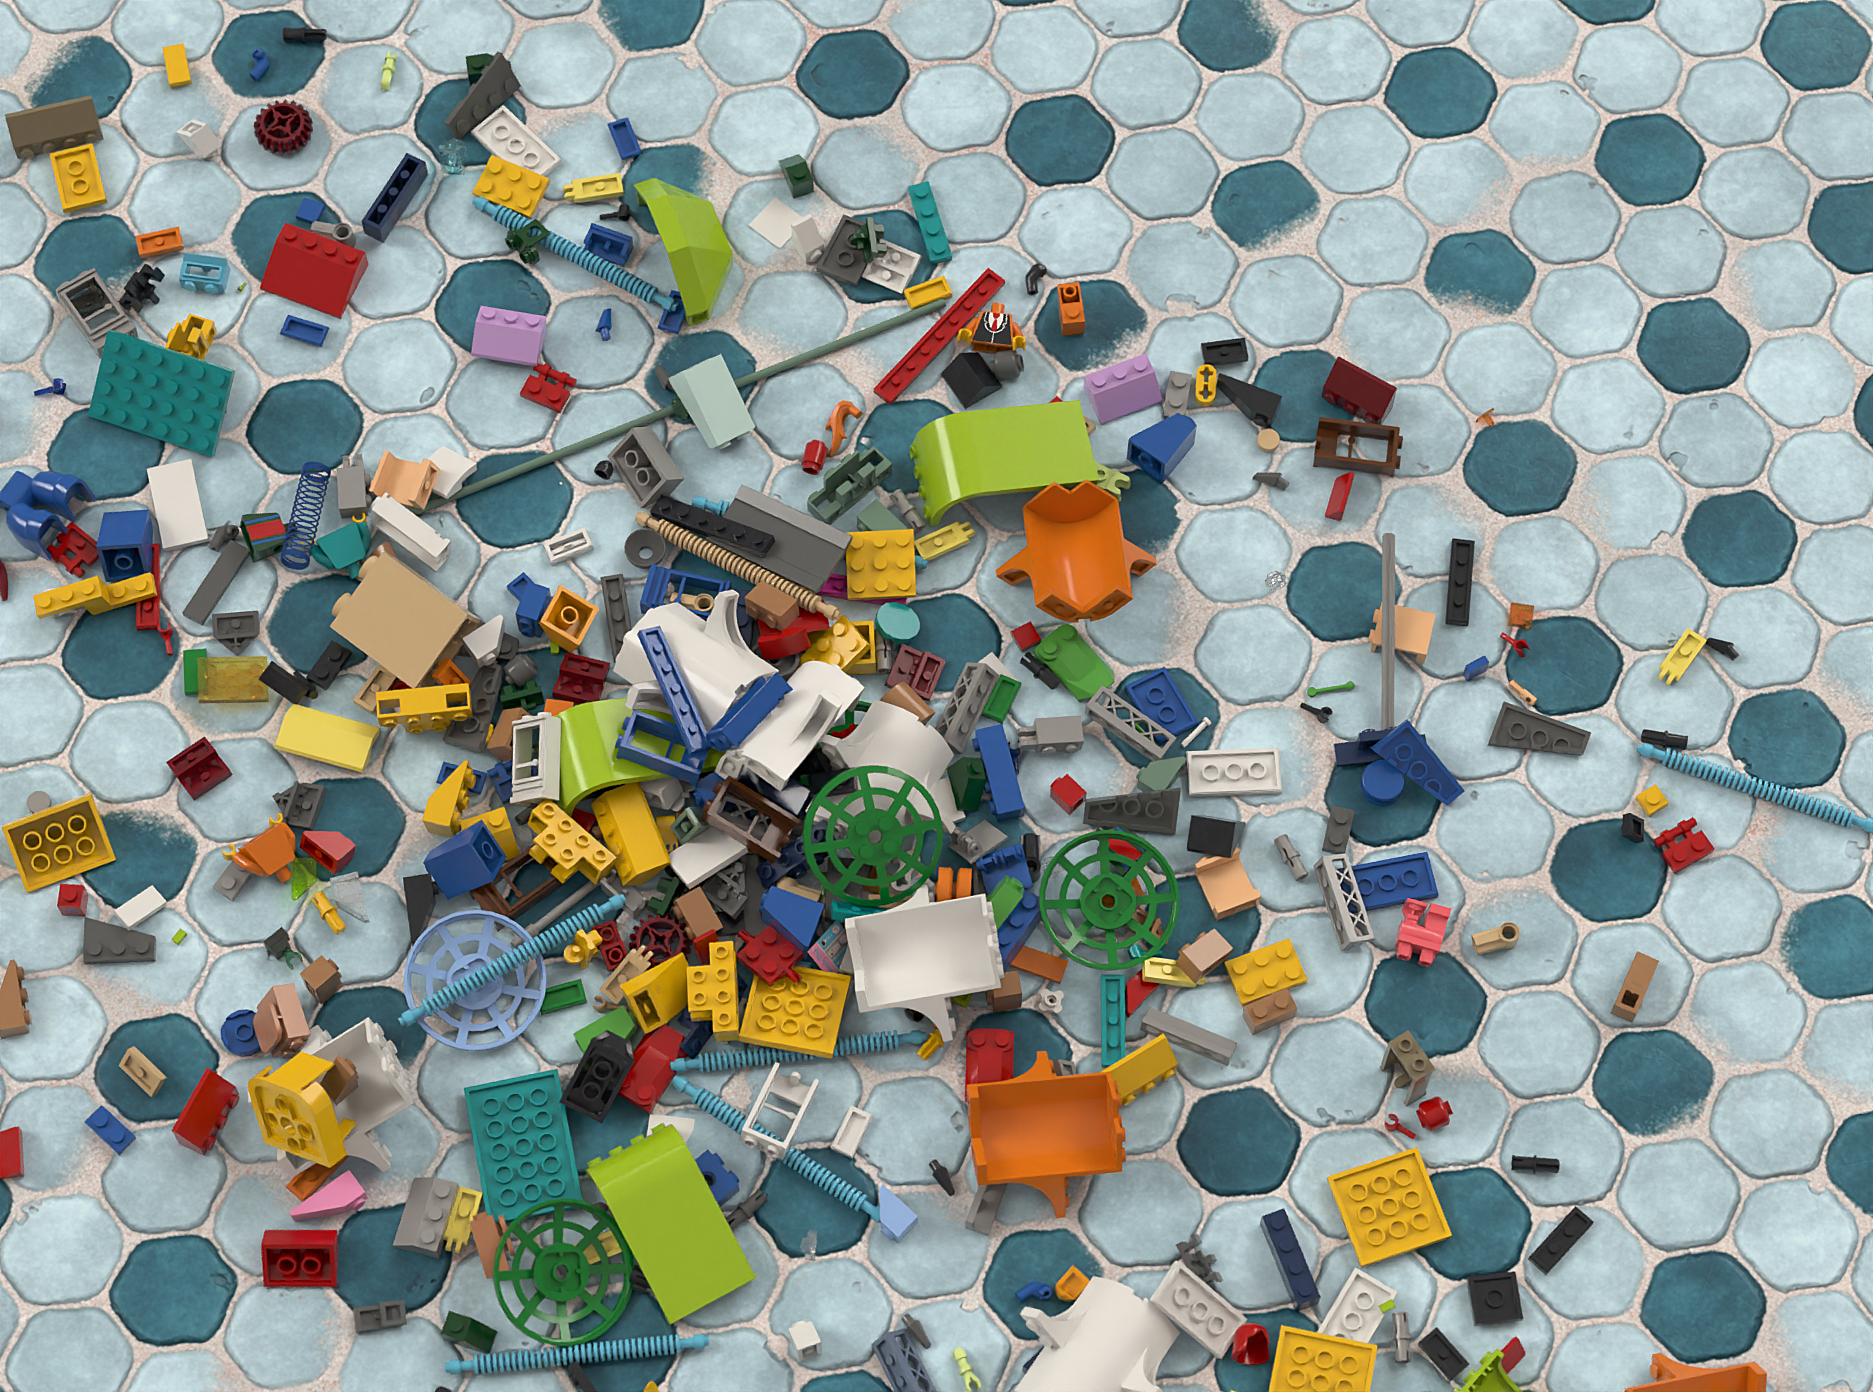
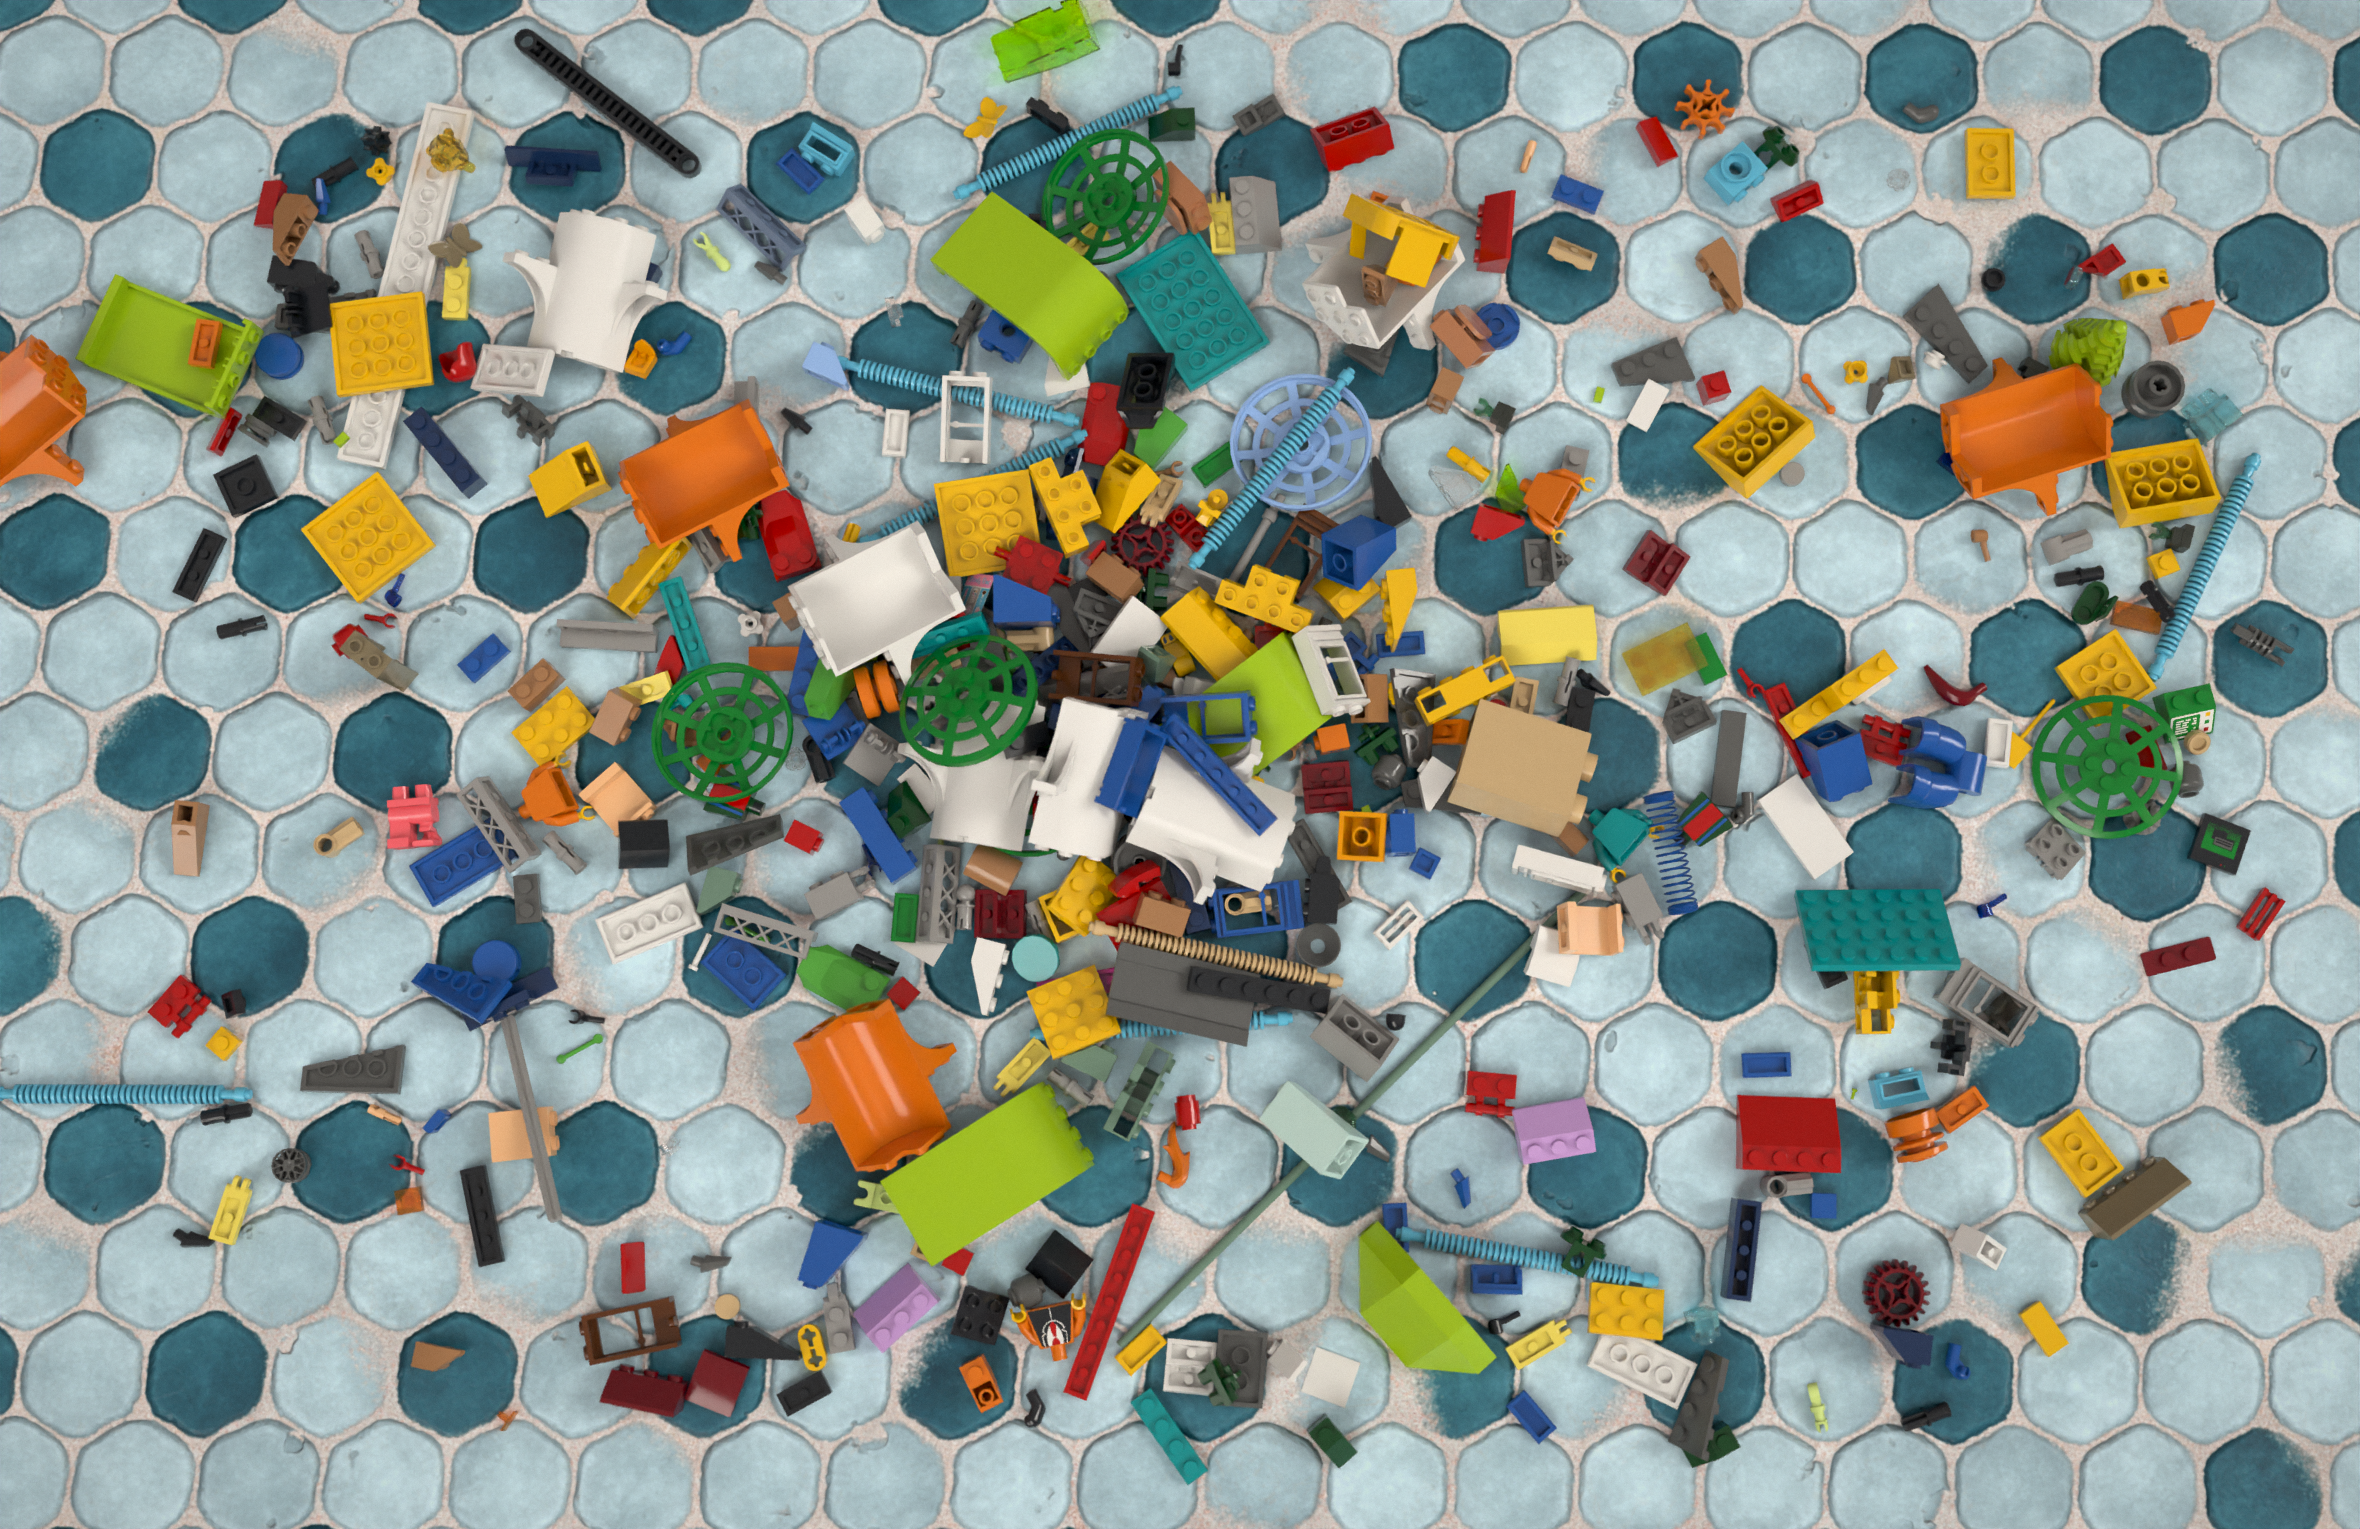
camera: 160 degrees right, 15 degrees up
(139, 1184) = (1528, 155): none -> light nougat pin
(208, 230) = (1916, 1135): none -> orange wheel
(283, 683) = (1613, 671): black tile -> none
(293, 84) = (1907, 1345): none -> dark blue slope
(328, 692) = (1566, 681): none -> light grey pin
(335, 1198) = (1333, 206): bright pink slope -> none
(623, 585) = (1323, 894): none -> black hinge
(939, 698) = (965, 894): none -> light grey pin
(942, 632) = (986, 966): none -> white slope
(1054, 362) = (979, 1315): none -> black hinge
(1178, 1191) = (569, 479): none -> yellow slope
(1287, 905) = (550, 797): none -> orange torso
(1296, 384) = (717, 1383): none -> dark red slope
(1313, 1058) = (483, 658): none -> blue plate
(1383, 1144) = (391, 595): none -> clear blue hand
(1468, 1344) = (259, 428): none -> dark grey wheel
(1535, 483) = (434, 1357): none -> medium nougat slope
(1617, 677) = (291, 1166): none -> dark grey wheel

